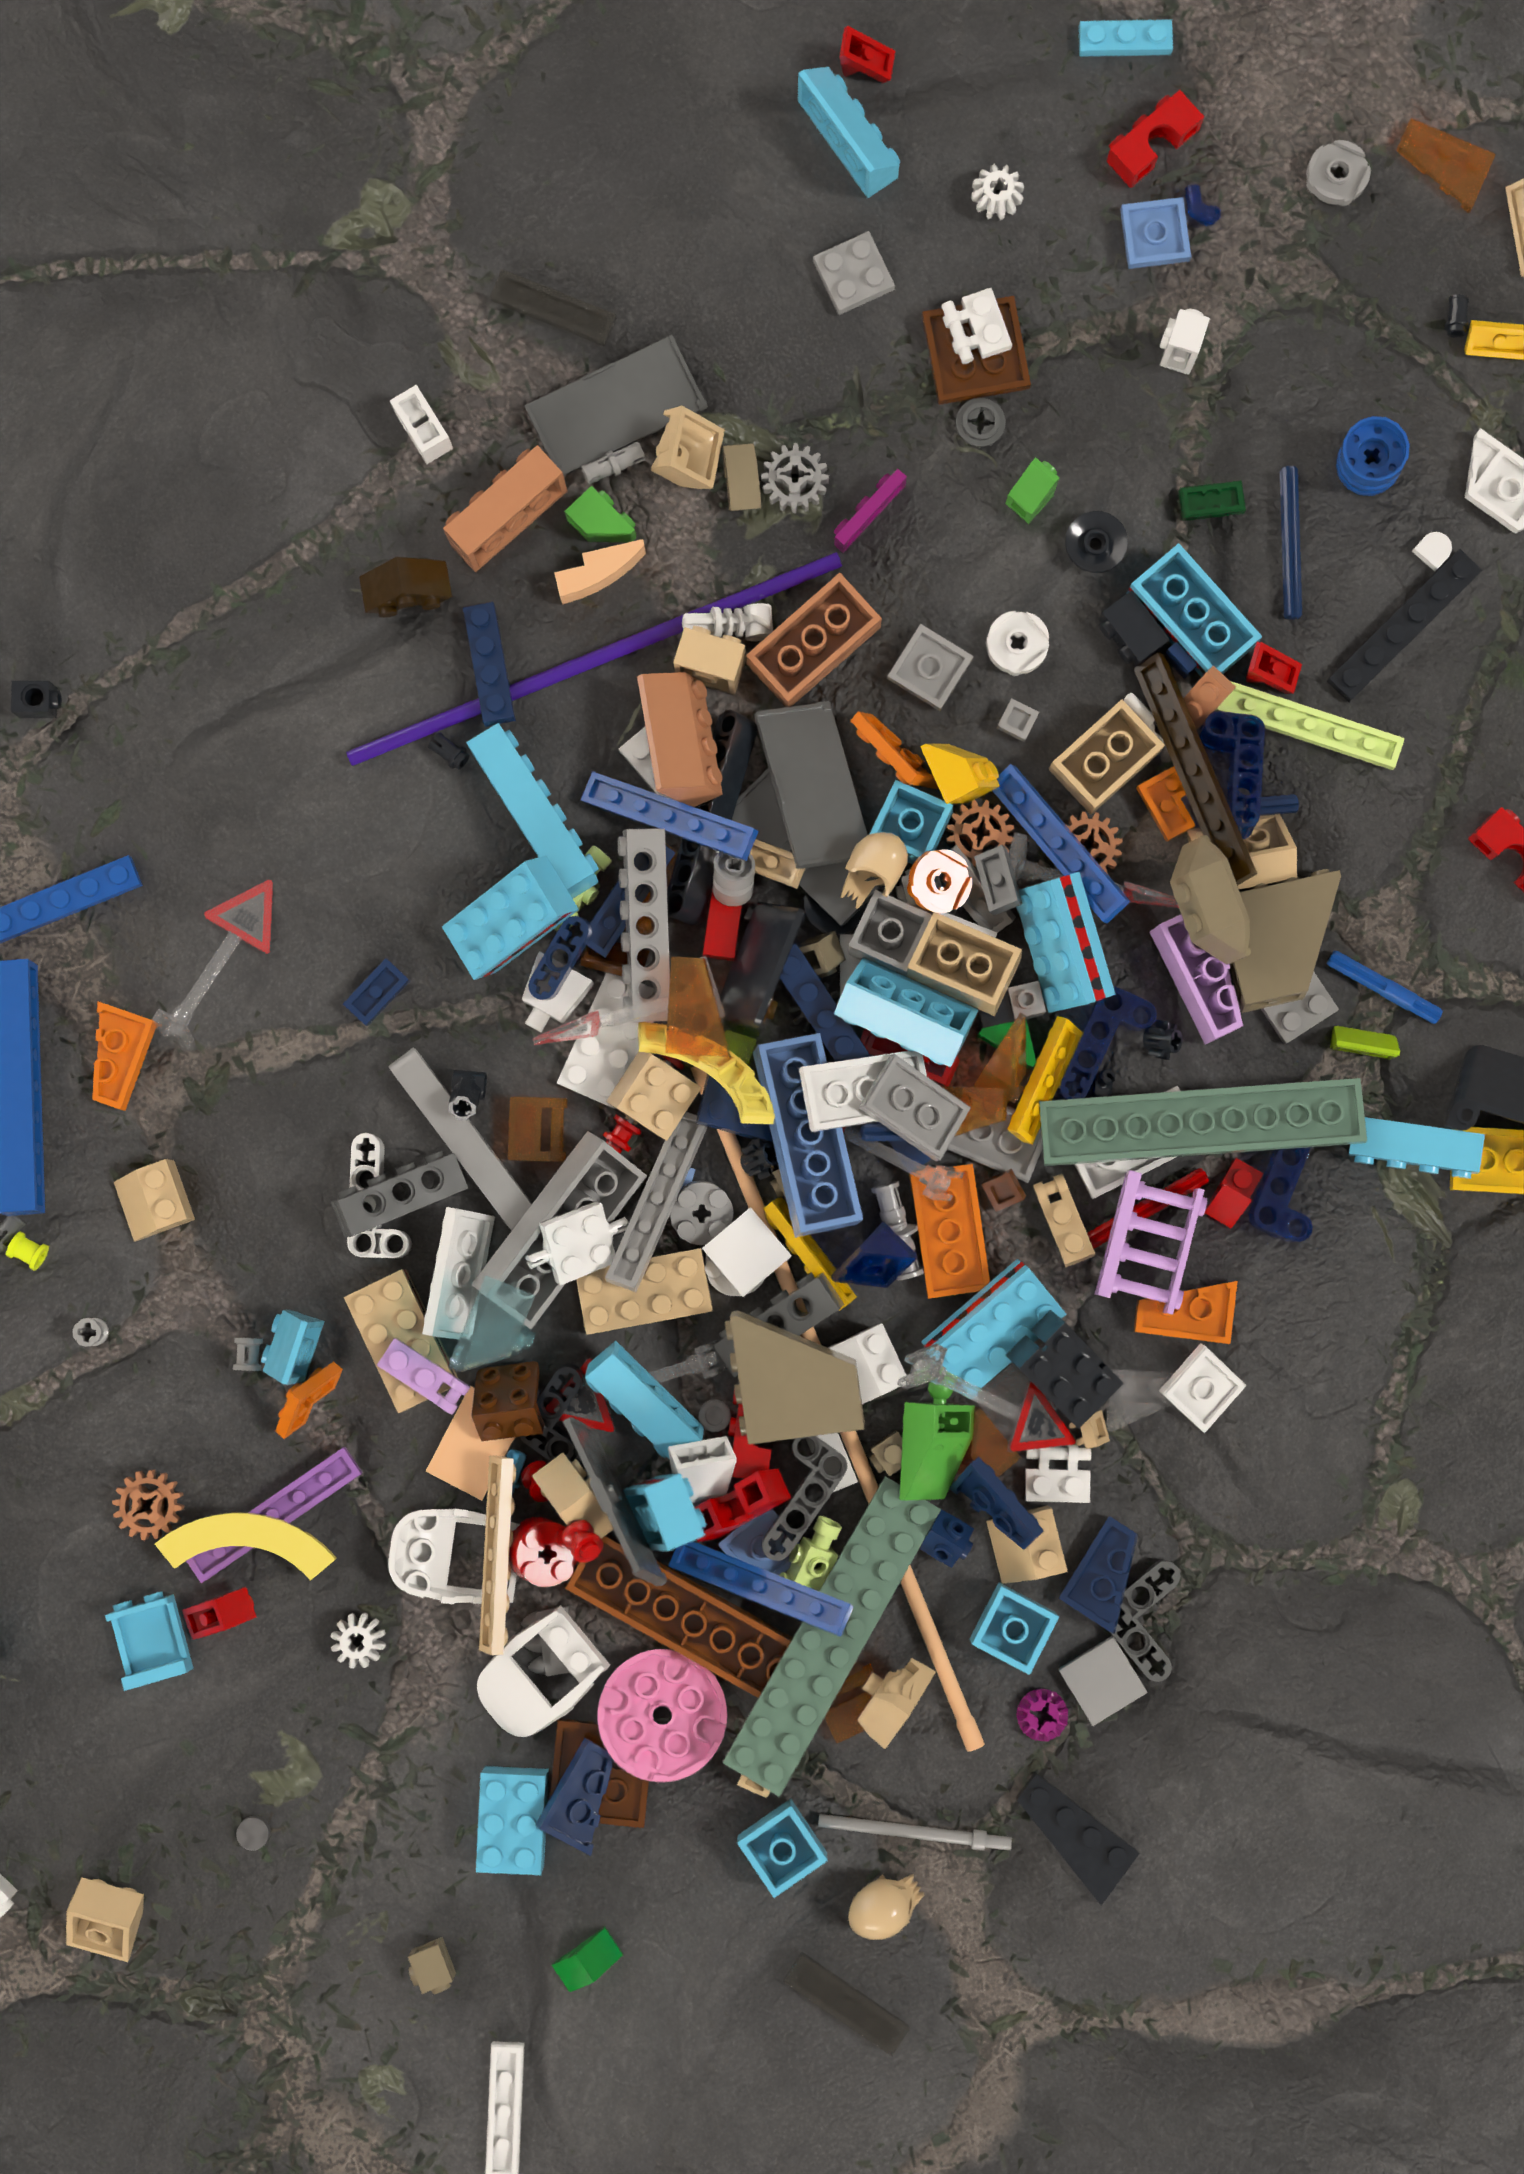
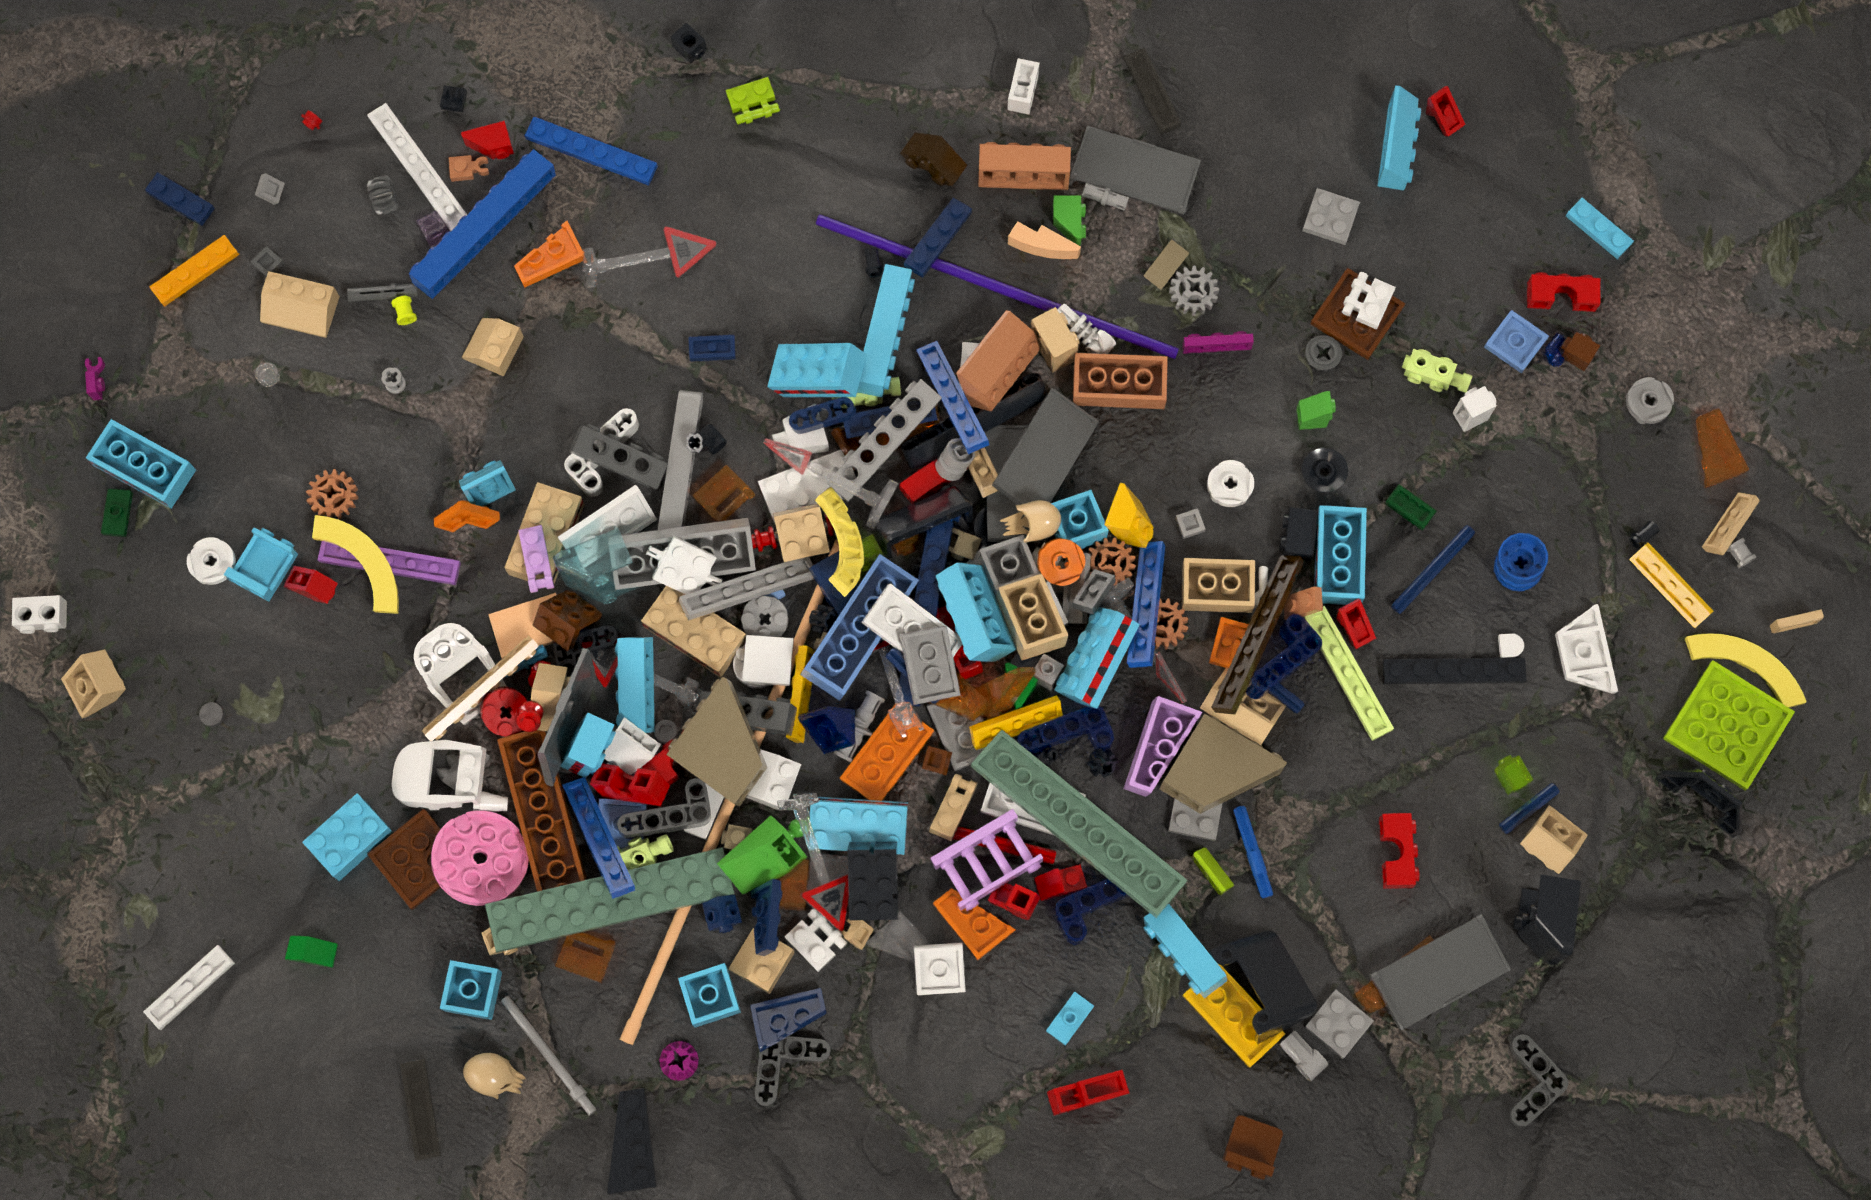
camera: 40 degrees right, 10 degrees down
(78, 1693) = (200, 555): none -> white plate
(152, 694) = (752, 95): none -> lime plate
(248, 1354) = (460, 467): light grey bush -> none
(346, 1640) = (359, 661): white gear -> none
(431, 1967) = (229, 872): dark tan brick -> none
(576, 1801) = (392, 856): dark blue wing -> none
(617, 1649) = (491, 803): none -> white cone
(688, 449) = (1151, 224): tan brick -> none
(693, 1013) = (862, 503): clear orange wing -> none
(888, 750) = (1104, 474): orange wing -> none
(893, 1700) = (607, 967): tan brick -> none
(930, 667) = (1170, 453): light grey plate -> none
(997, 180) = (1450, 236): white gear -> none
(1102, 1680) = (729, 1074): light grey tile -> none
(1104, 342) = (1430, 373): none -> yellowish green brick
(1180, 660) = (1310, 573): dark blue tile -> none
(1211, 901) = (1193, 707): dark tan wedge -> none
(1212, 1253) = (1015, 899): none -> red brick
(1225, 184) = (1579, 350): none -> reddish brown brick
(1367, 1314) = (1069, 1018): none -> medium azure plate
(1452, 1368) = (1087, 1092): none -> red slope

